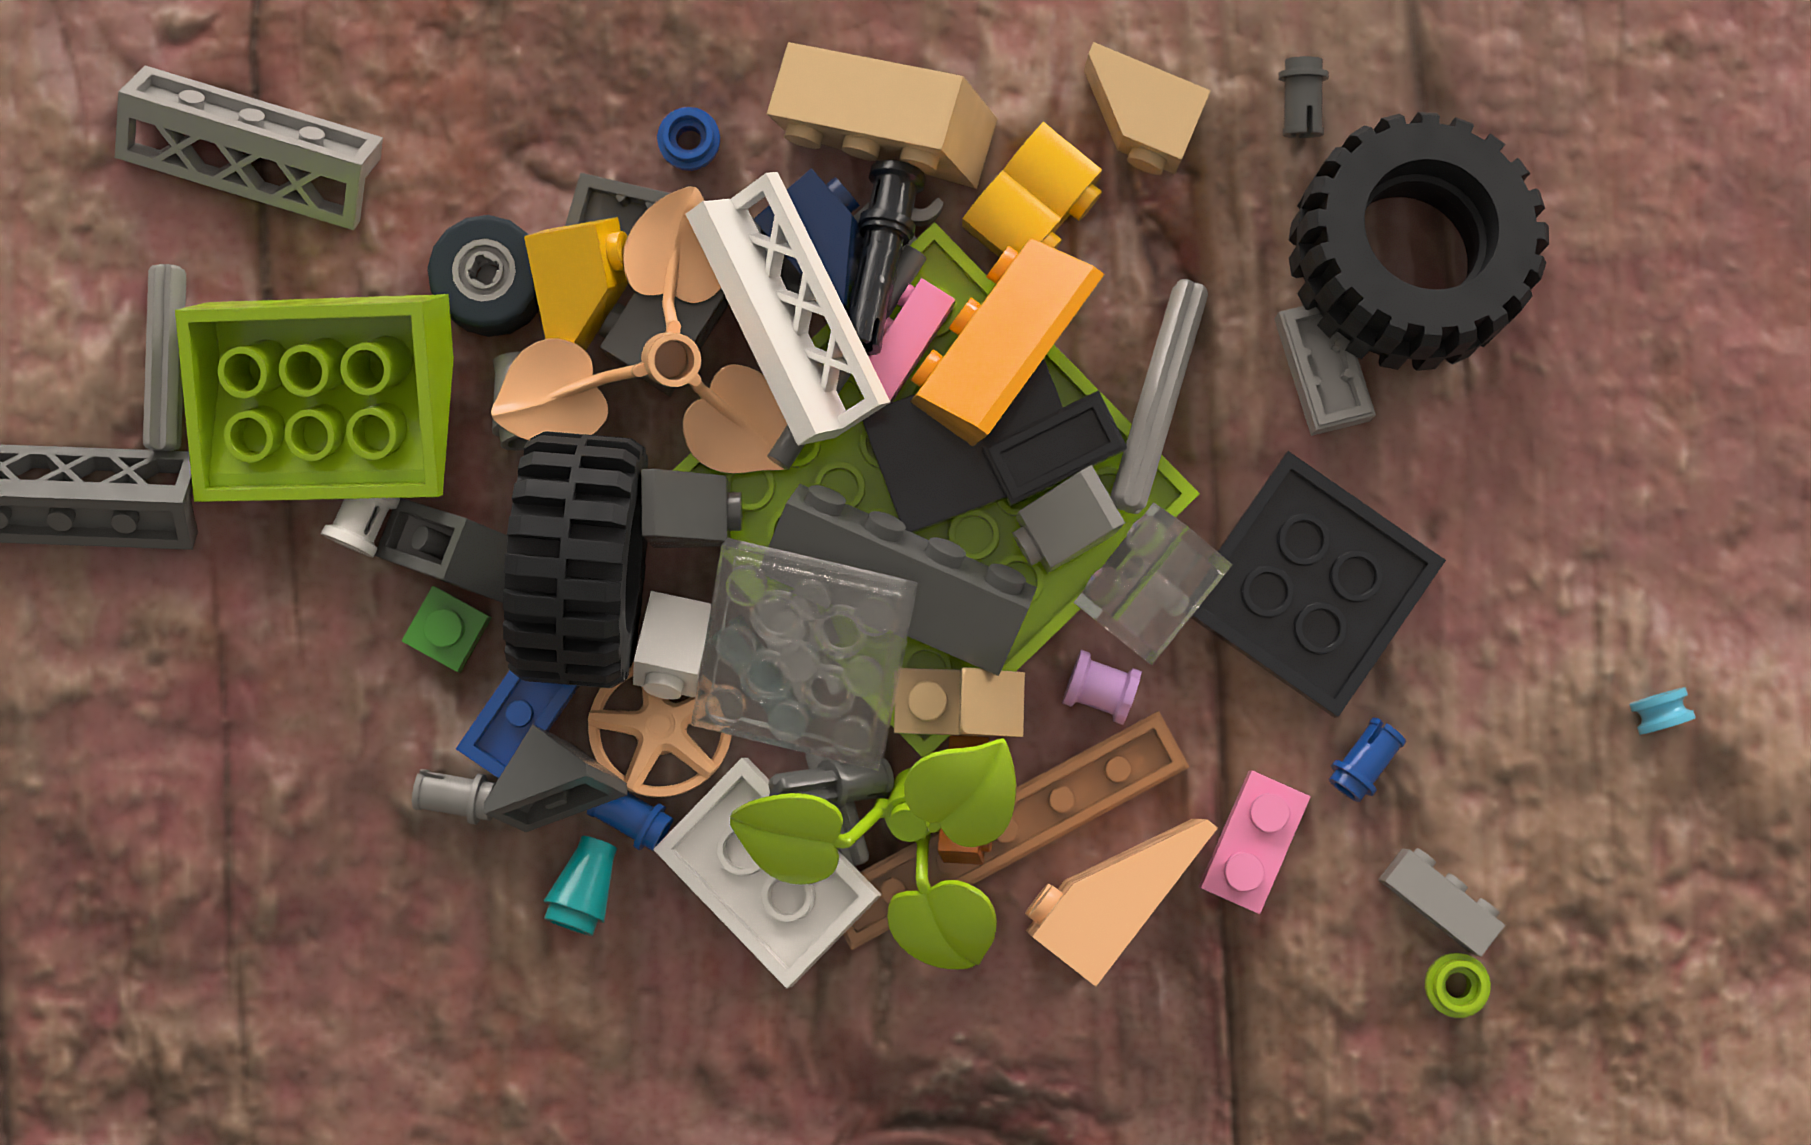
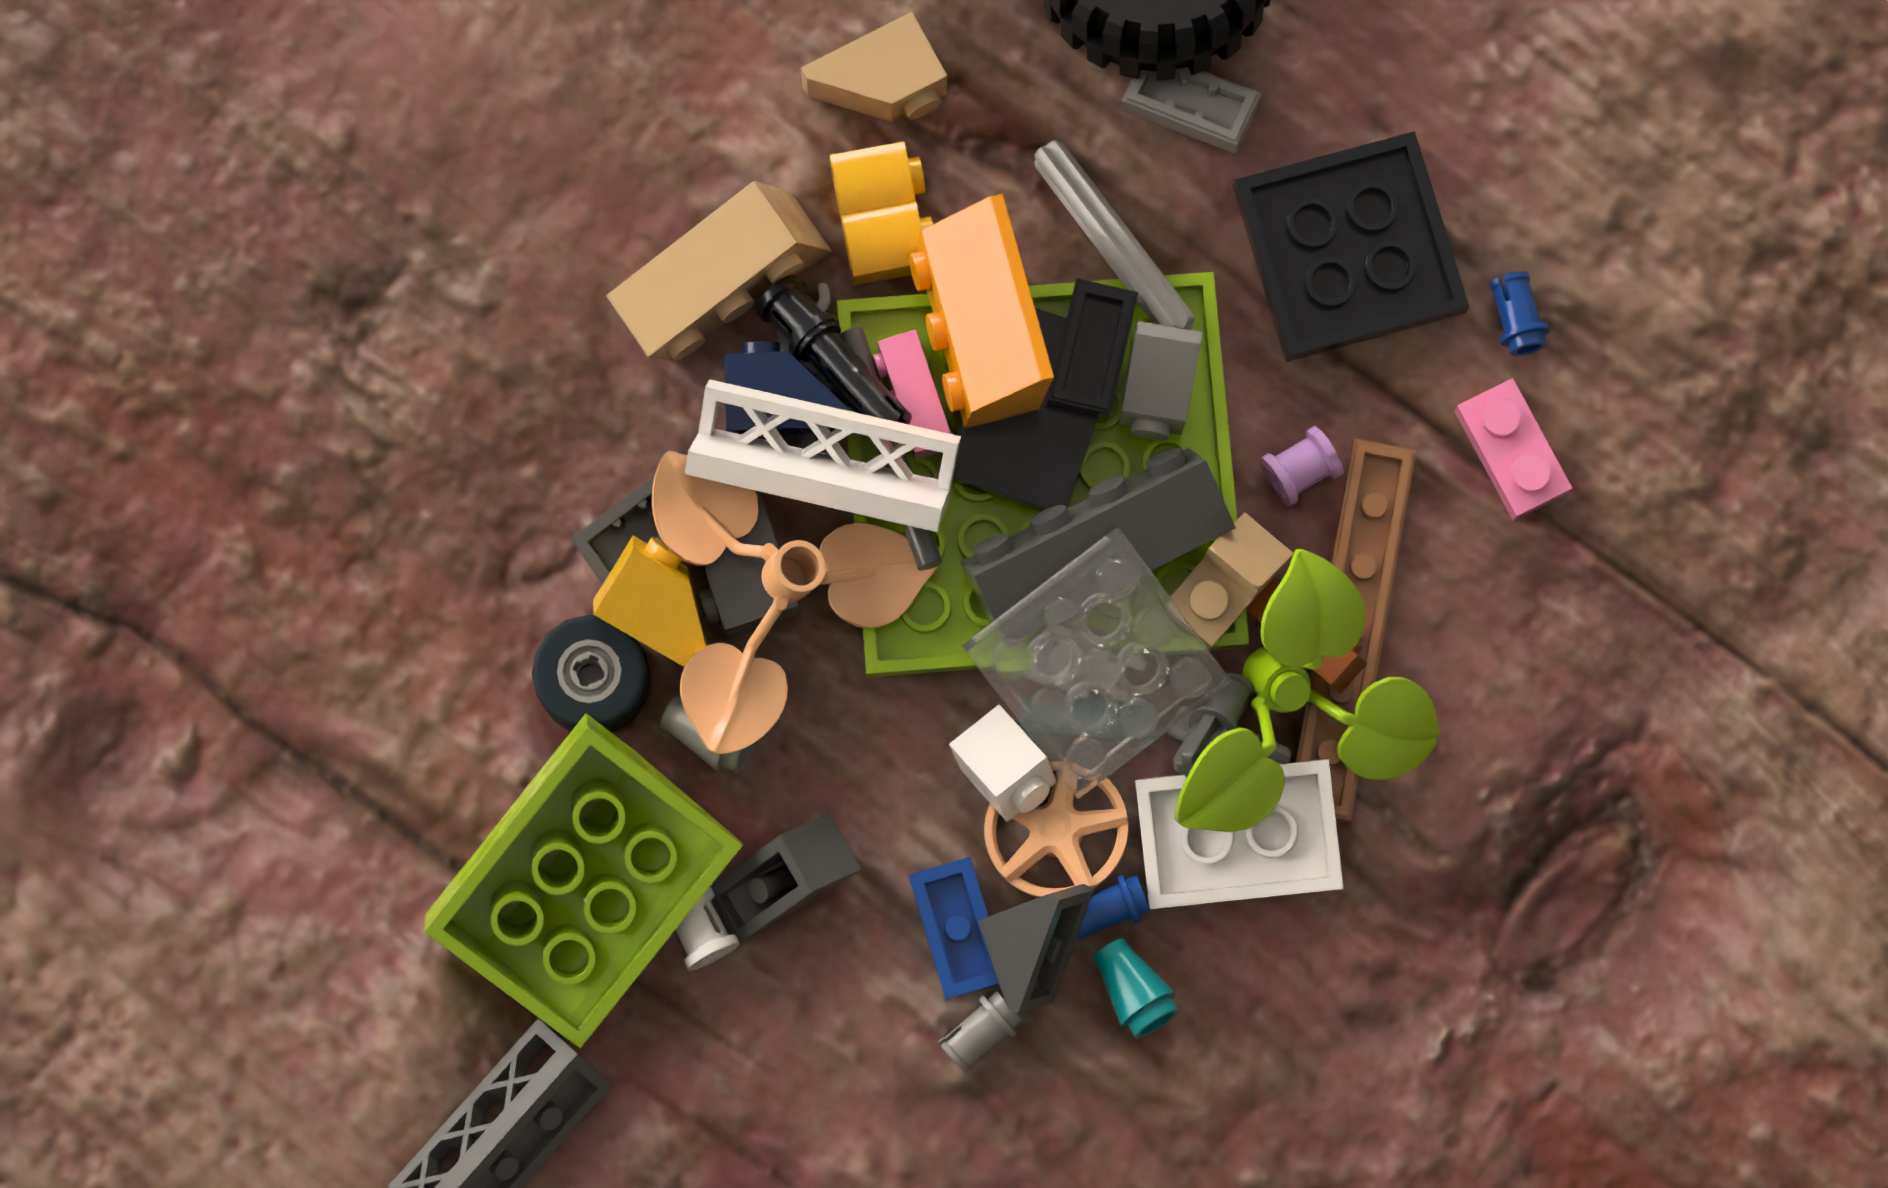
camera: 50 degrees left, 5 degrees down
(162, 363) = (440, 984): light grey axle -> none
(251, 127) = (315, 766): light grey fence -> none
(446, 629) = (842, 934): bright green plate -> none
(575, 560) = (887, 770): black tyre -> none
(685, 120) = (610, 417): blue plate -> none
(688, 509) = (913, 660): dark grey slope -> none
(1106, 905) = (1476, 596): light nougat slope -> none
(1153, 583) = (1255, 360): clear brick -> none
(1442, 900) = (1671, 345): light grey piece -> none
(1476, 991) = (1755, 371): lime plate -> none
(1662, 710) = (1658, 66): medium azure bush -> none

